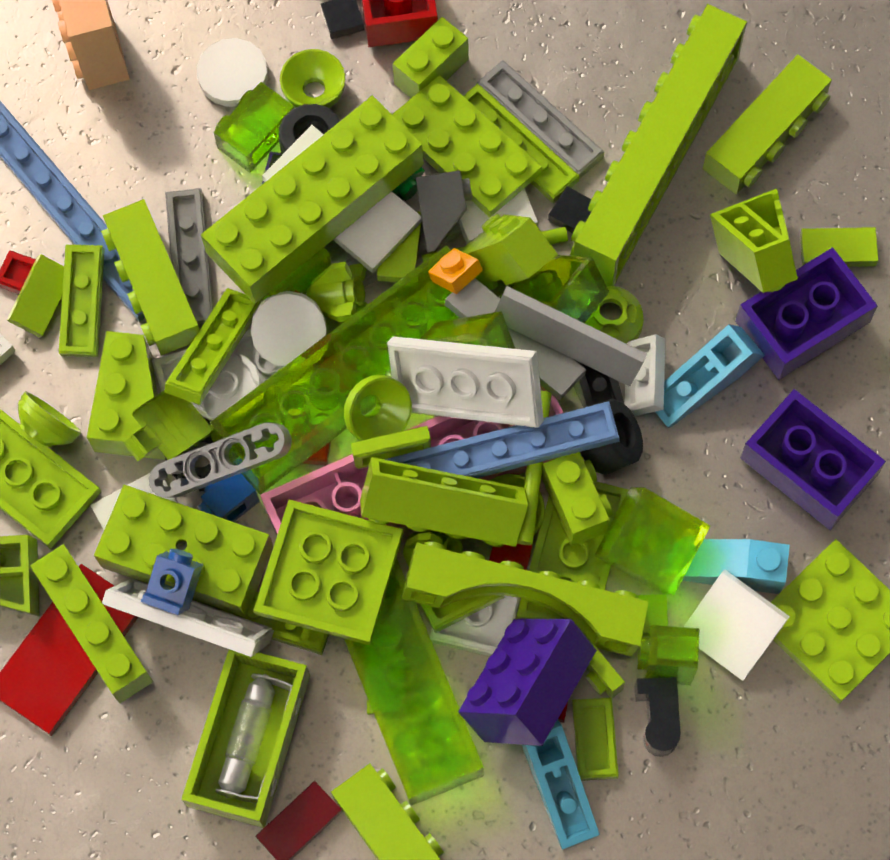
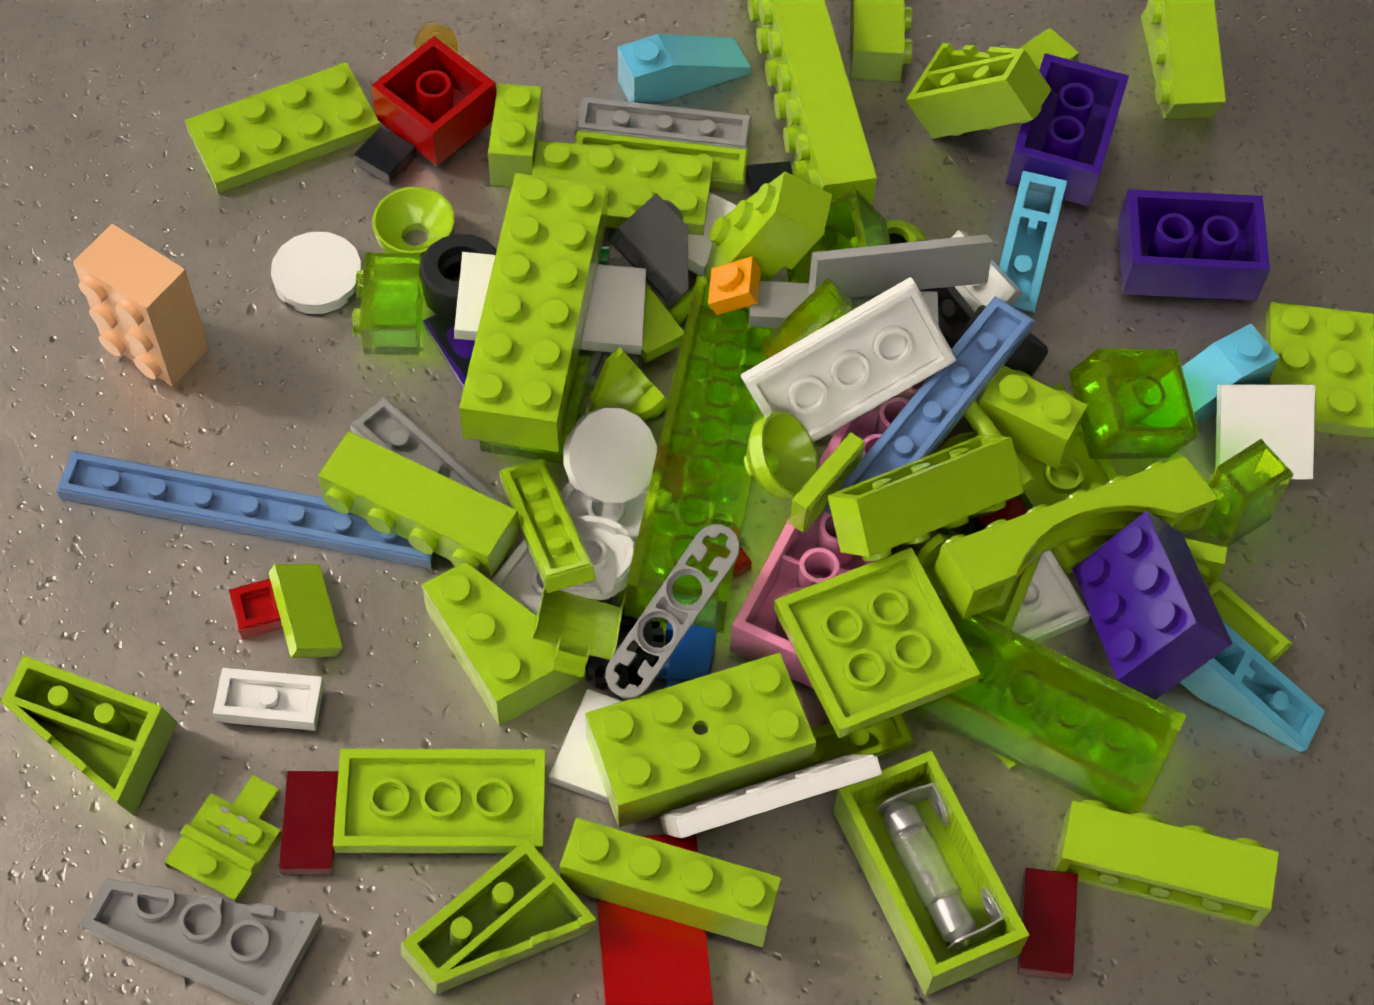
camera: 45 degrees left, 10 degrees down
(45, 422) = (431, 721): lime piece -> none
(81, 300) = (356, 584): lime tile -> none
(186, 576) = (732, 781): blue brick -> none
(586, 81) = (677, 65): none -> medium azure slope
(662, 713) = (1276, 559): black leg -> none

